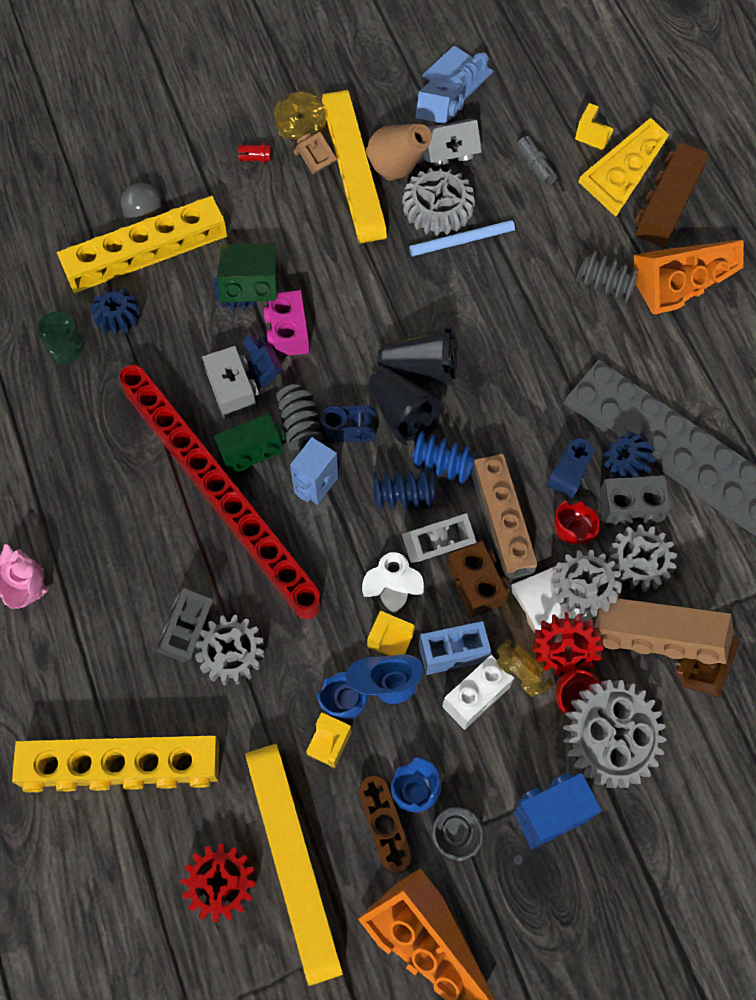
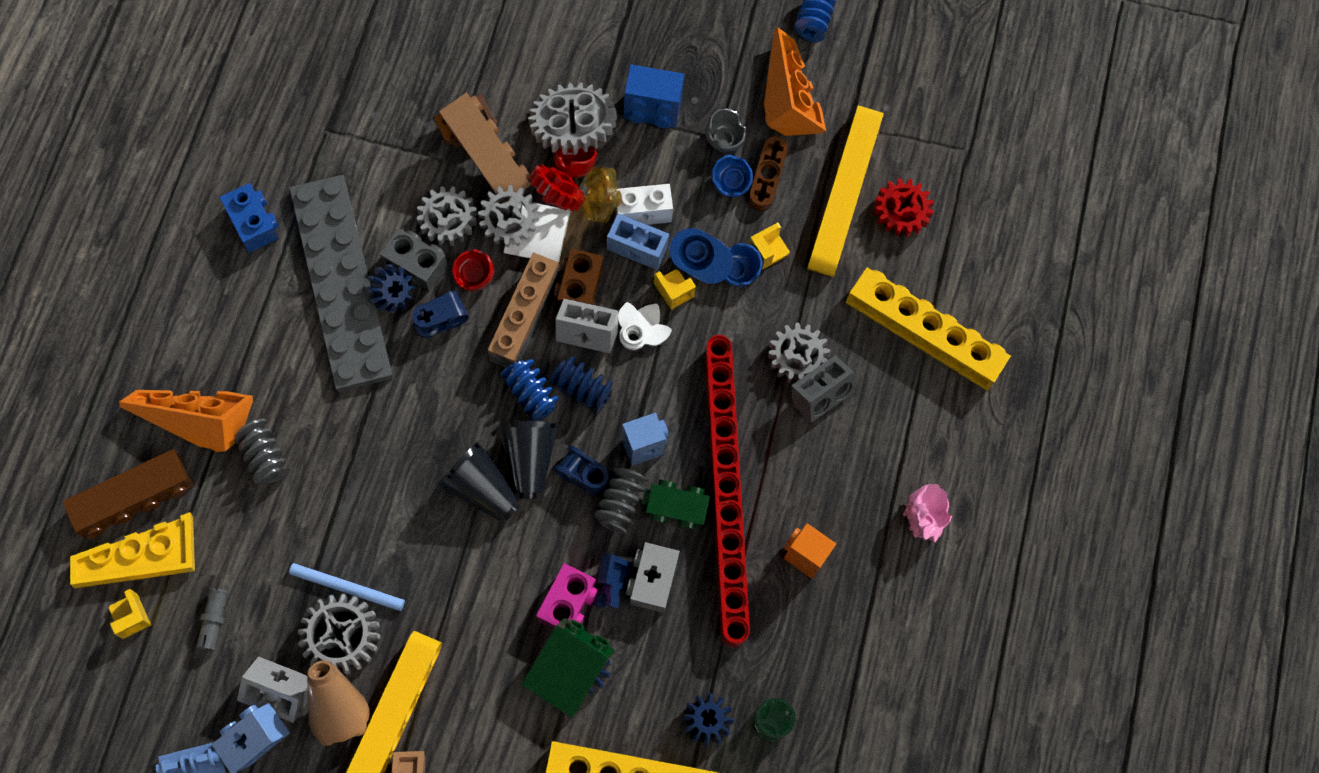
camera: 150 degrees left, 5 degrees up
(107, 472) = (808, 550): none -> orange brick

